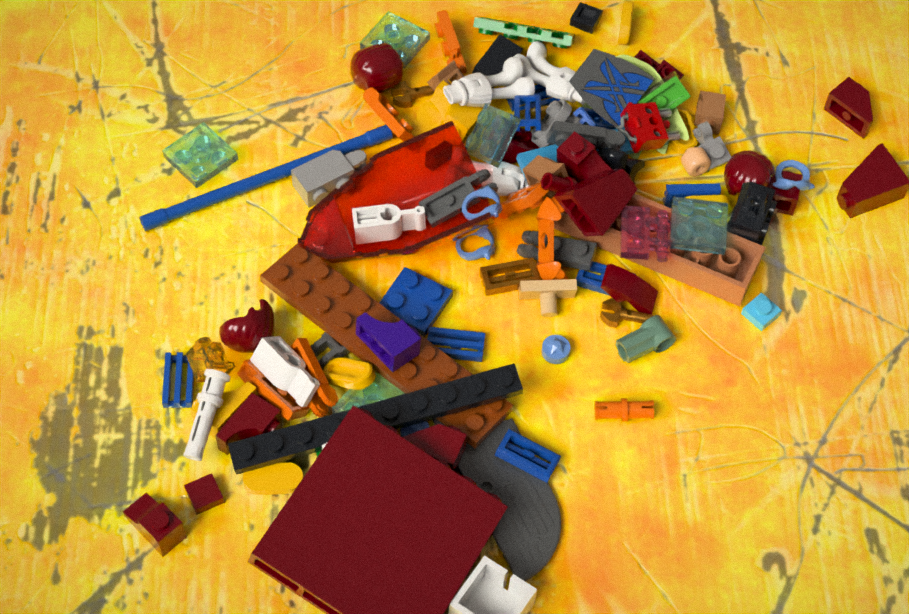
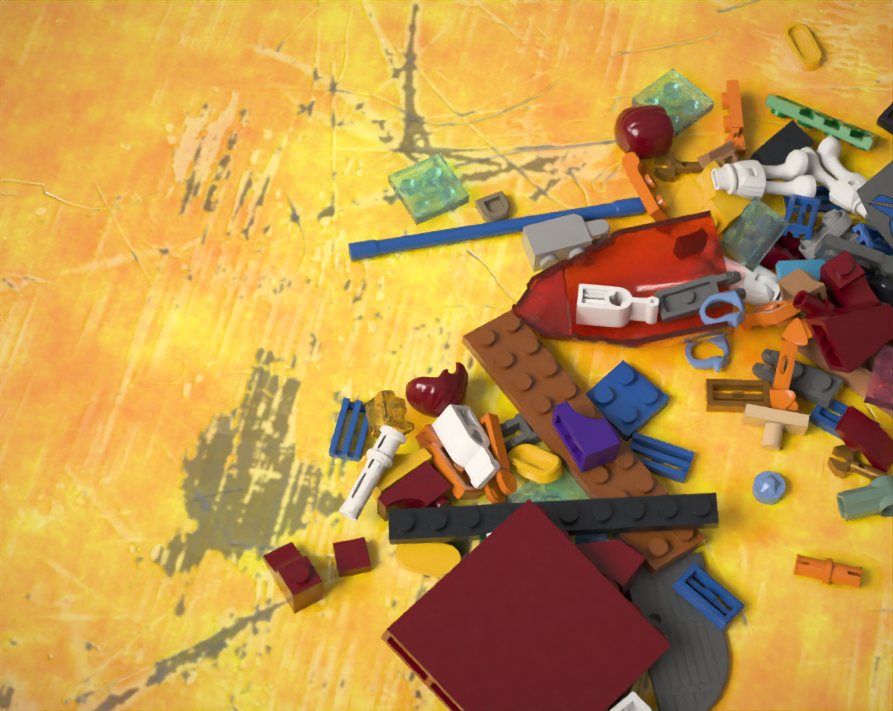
camera: 15 degrees right, 0 degrees up
(260, 159) = (493, 207): none -> dark tan tile

